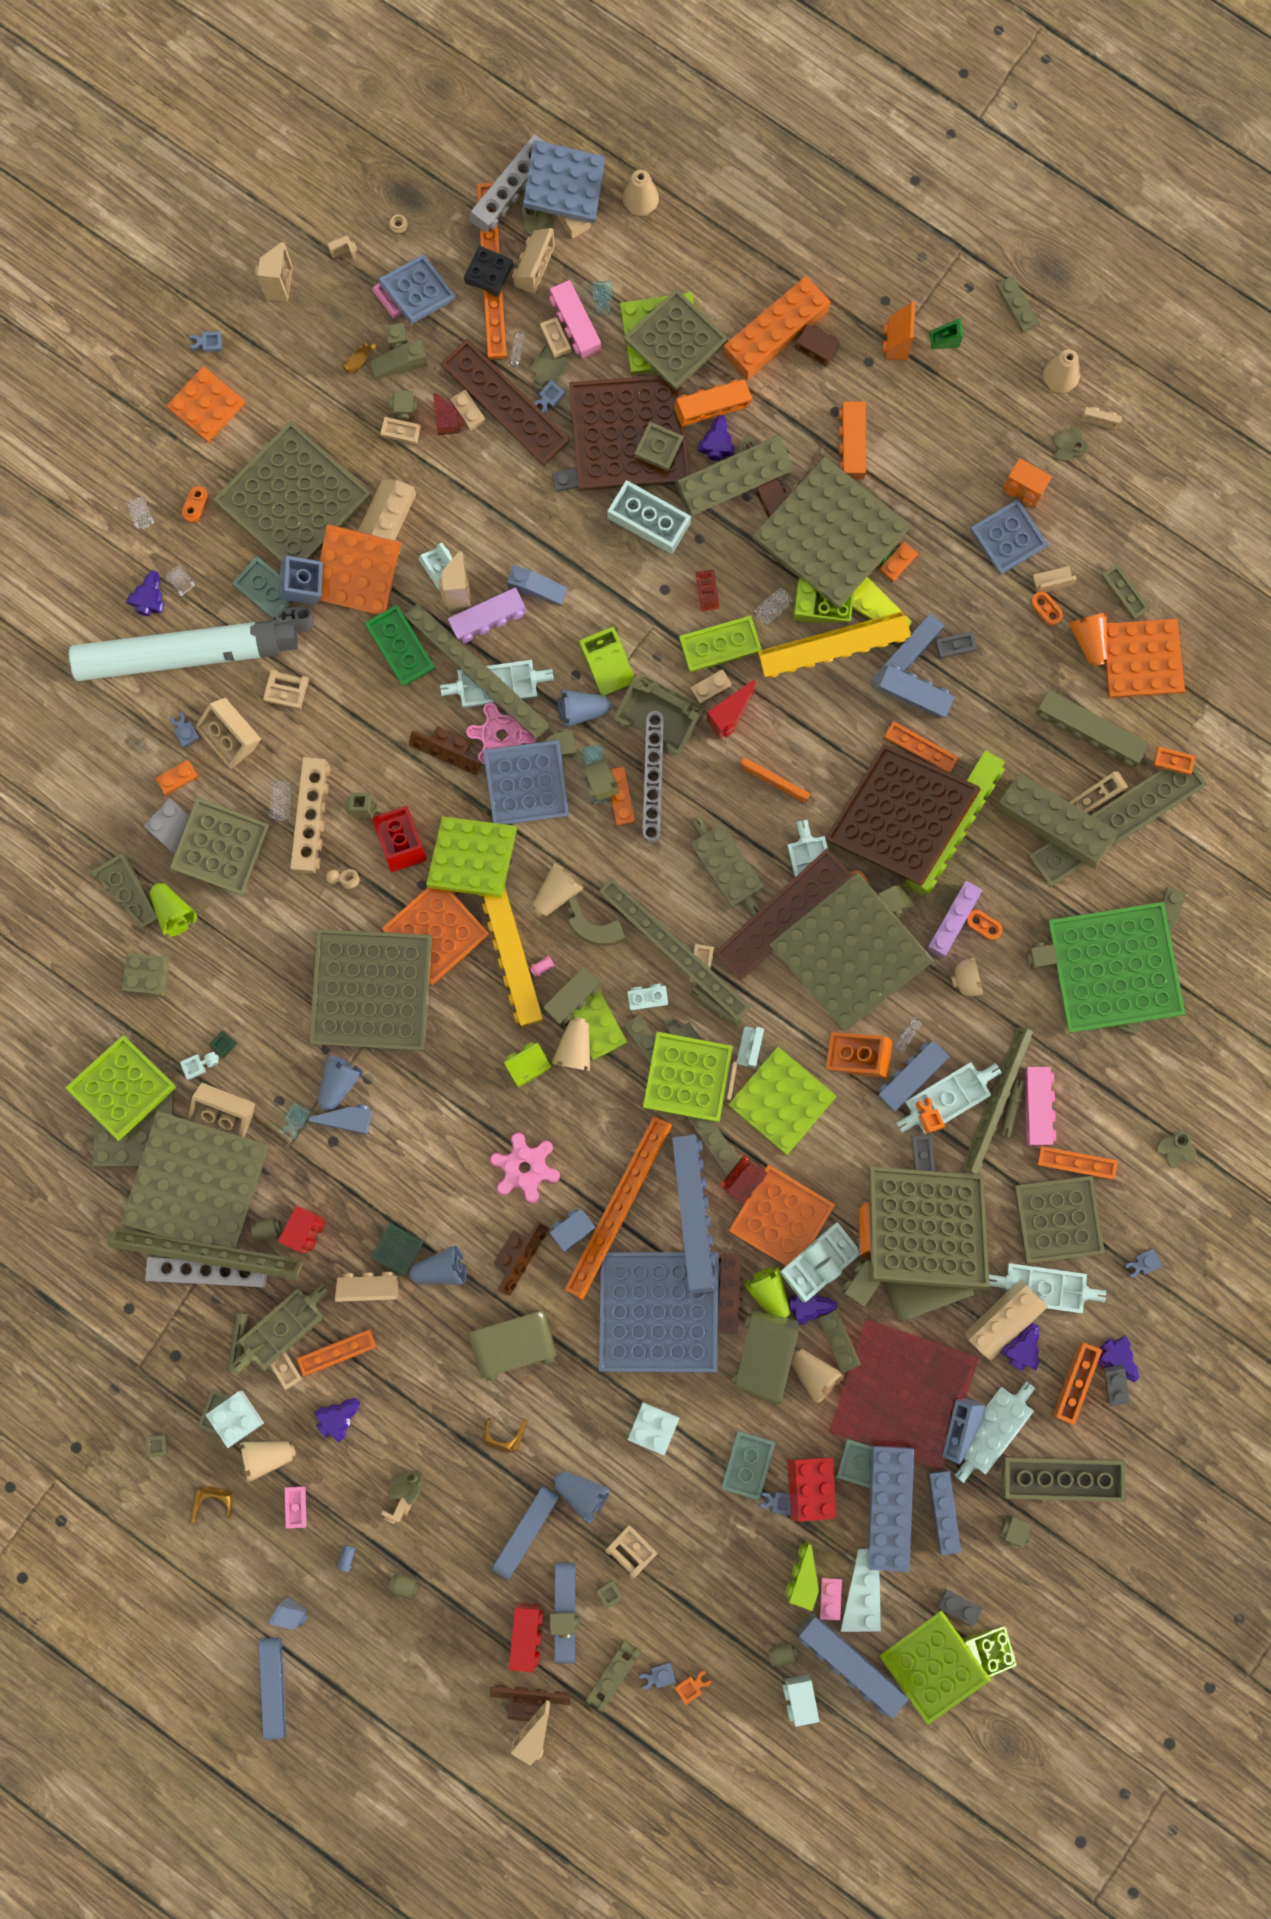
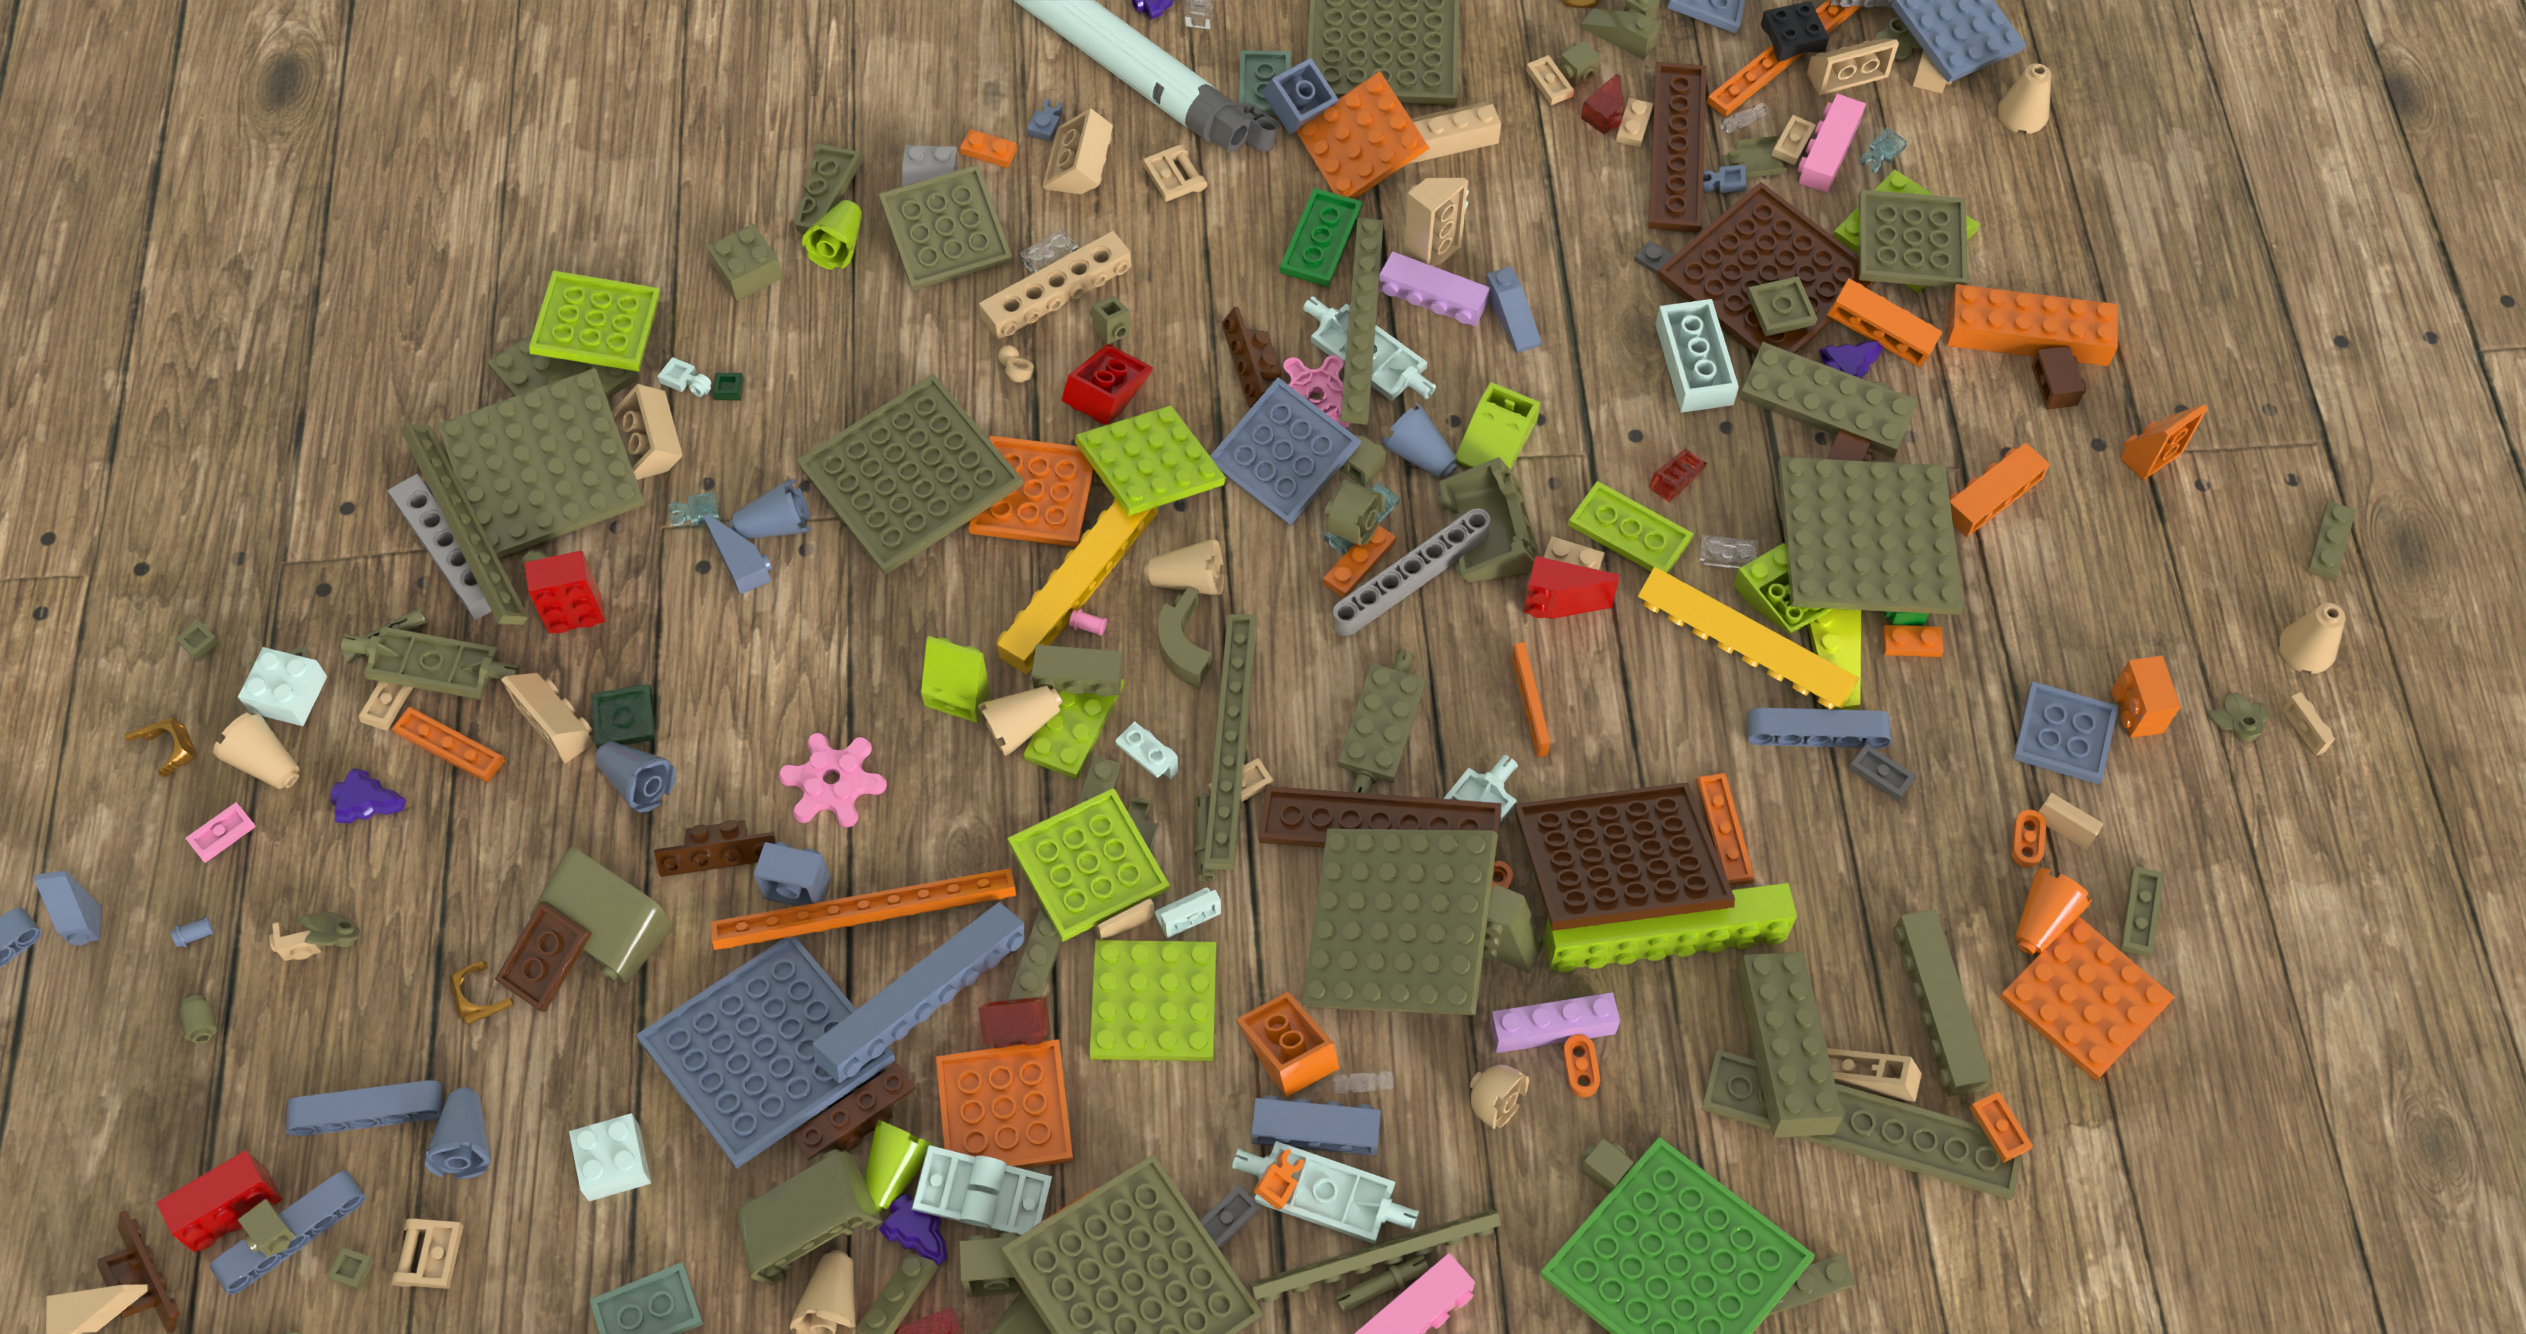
camera: 50 degrees right, 20 degrees down
(513, 1387) = (543, 956): none -> reddish brown tile
(914, 691) = (1780, 761): sand blue brick -> none
(947, 336) = (2215, 494): green slope -> none

